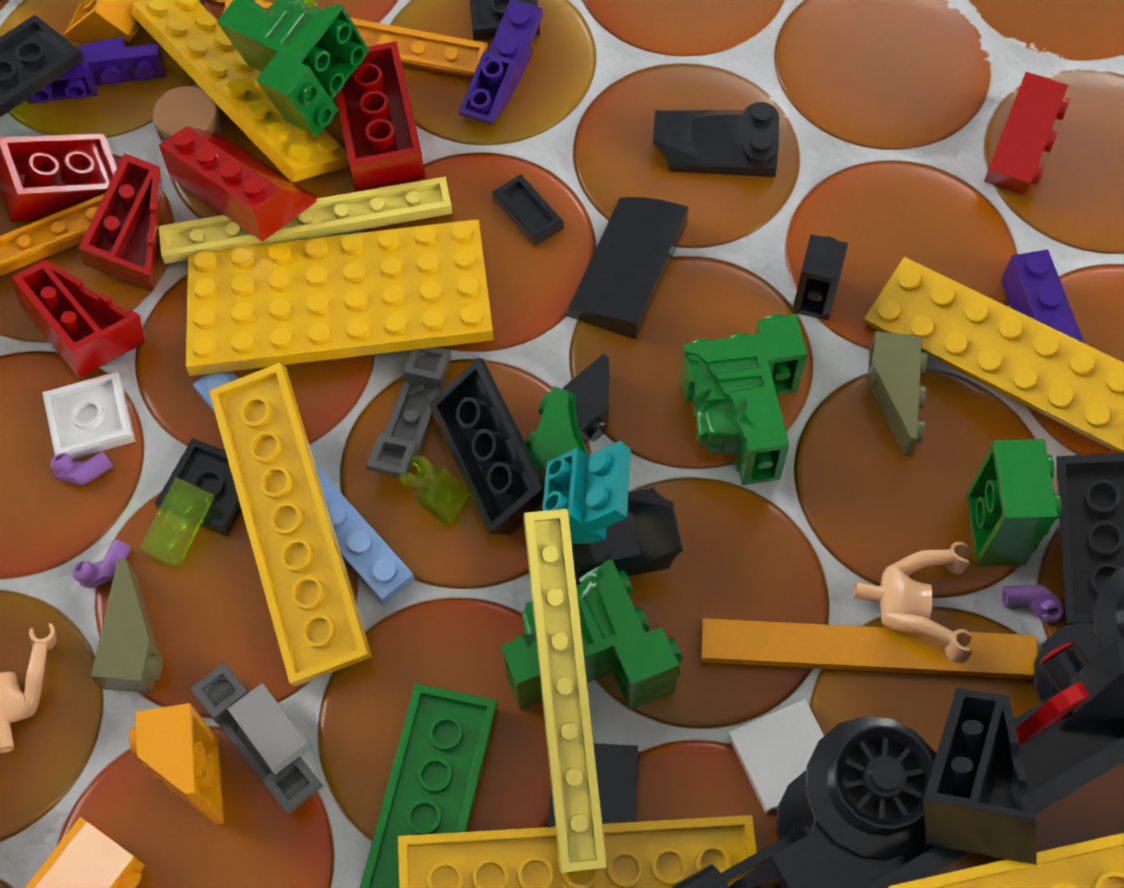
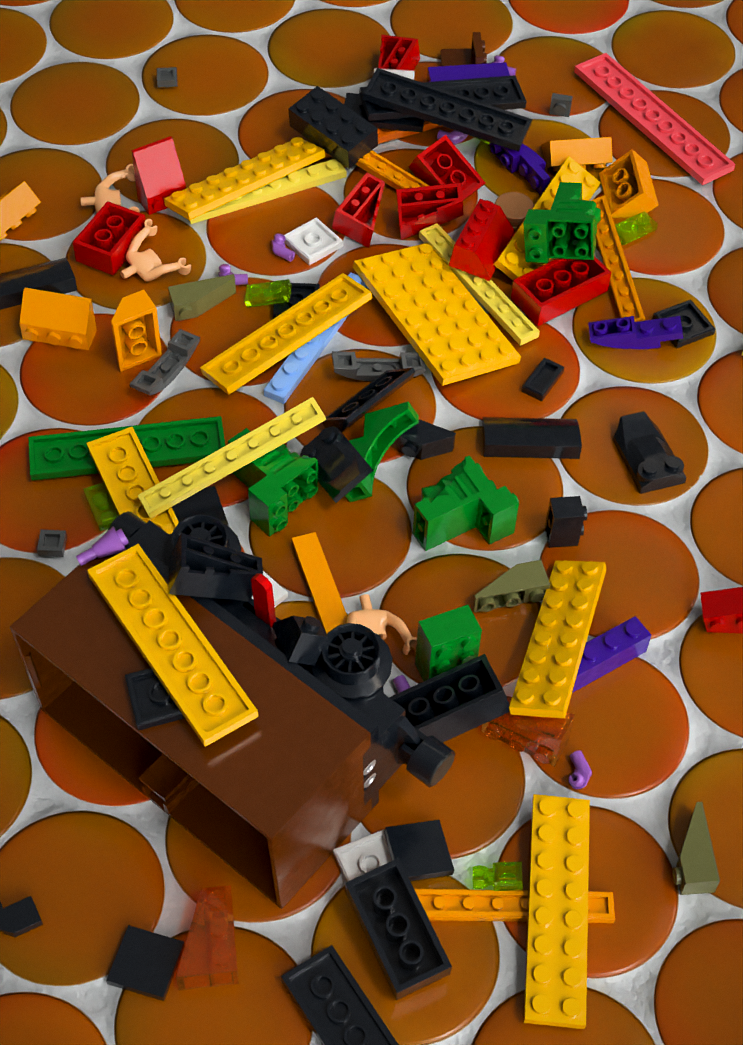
camera: 65 degrees right, 10 degrees down
(269, 728) = (170, 363): light grey slope -> none
(440, 491) = (335, 392): clear neon green plate -> none
(590, 488) = (347, 433): teal brick -> none

